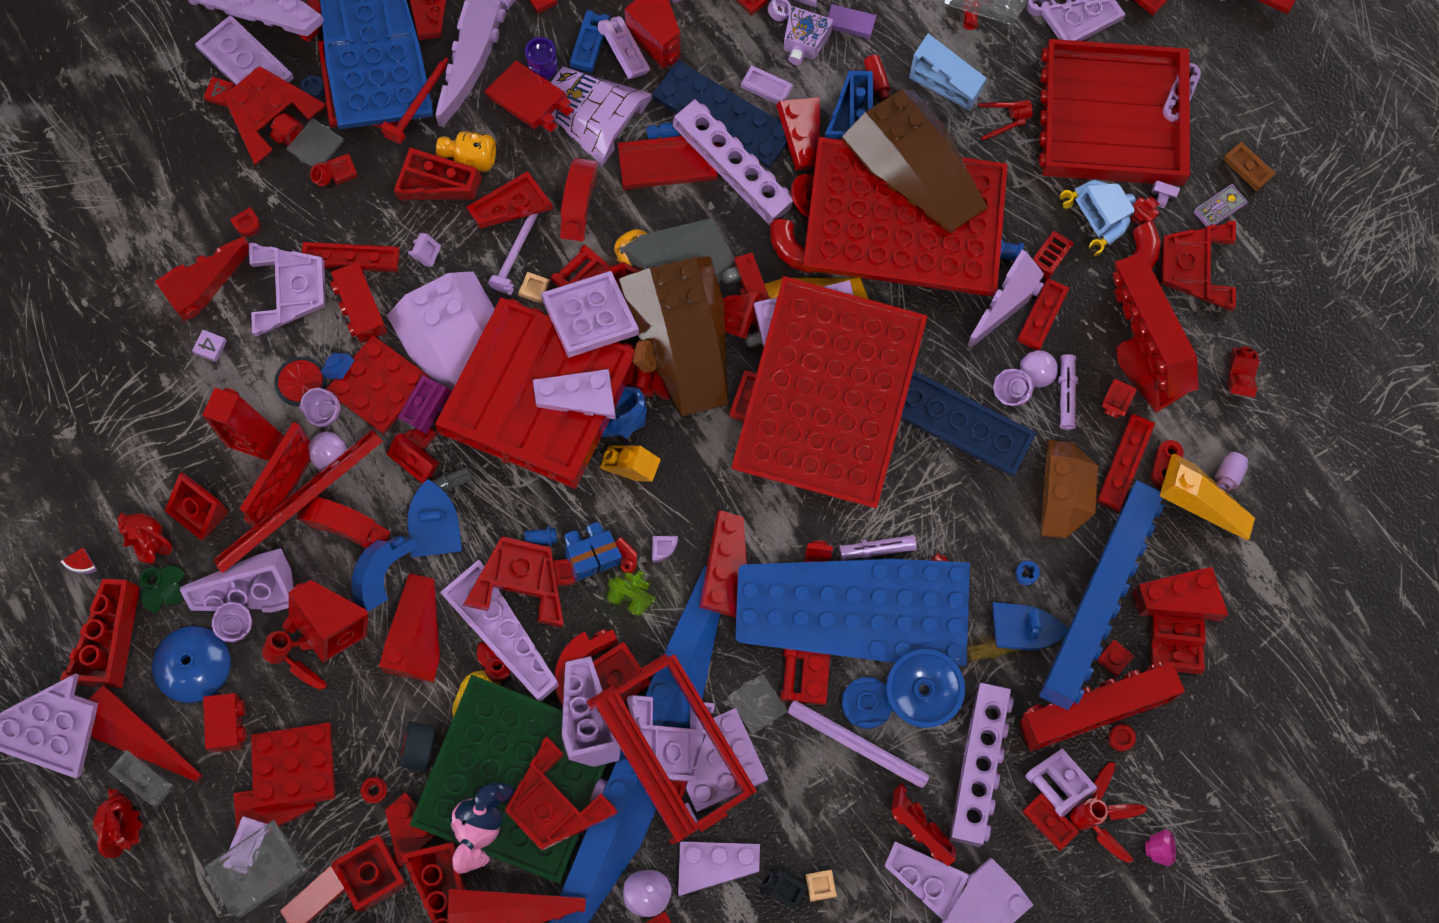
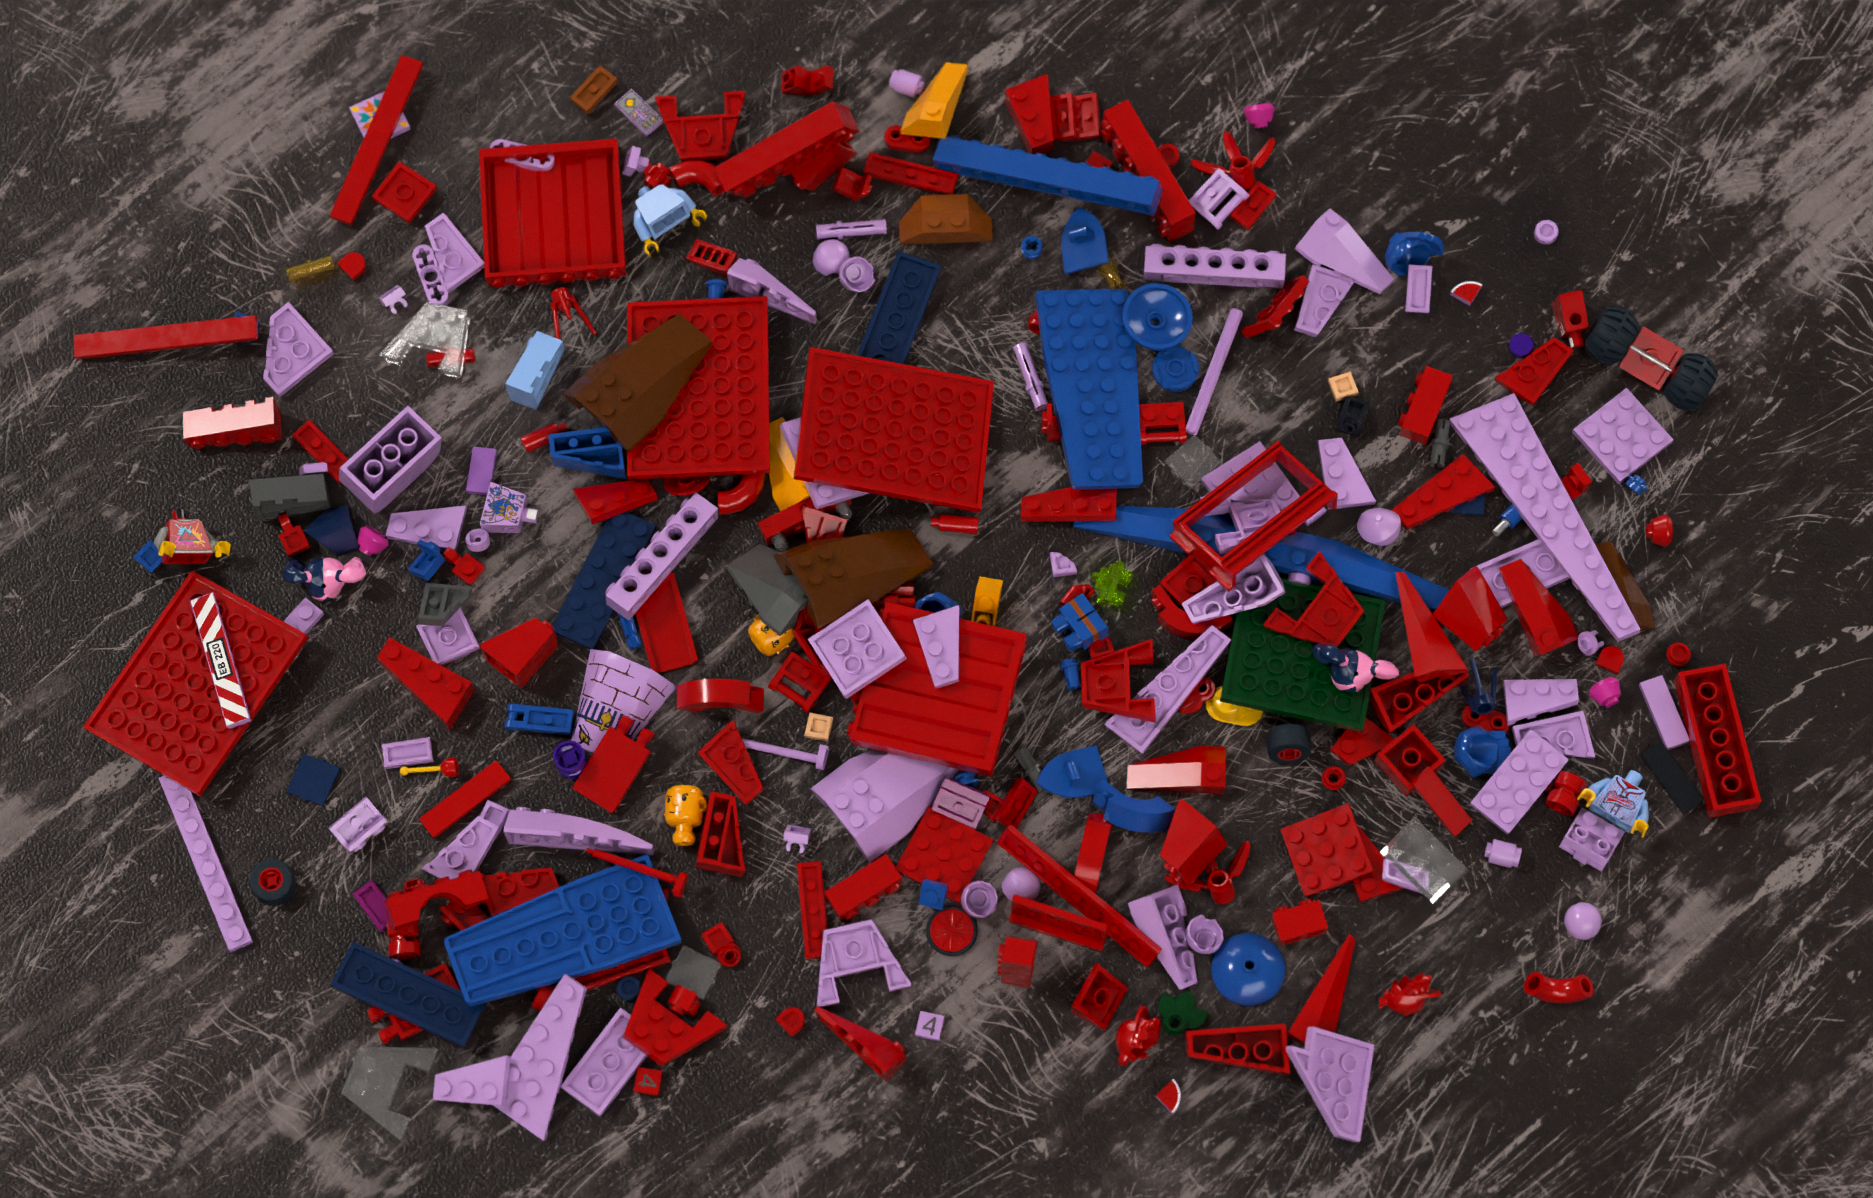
camera: 95 degrees left, 0 degrees up
(141, 778) = (1364, 980): clear brick -> none
(624, 47) = (544, 682): lavender plate -> none
(644, 356) = (888, 595): dark orange tile -> none
(724, 448) = (956, 524): none -> red cylinder
(742, 396) = (902, 510): red plate -> none
(766, 85) = (565, 542): lavender tile -> none
(1043, 314) = (775, 259): red tile -> none

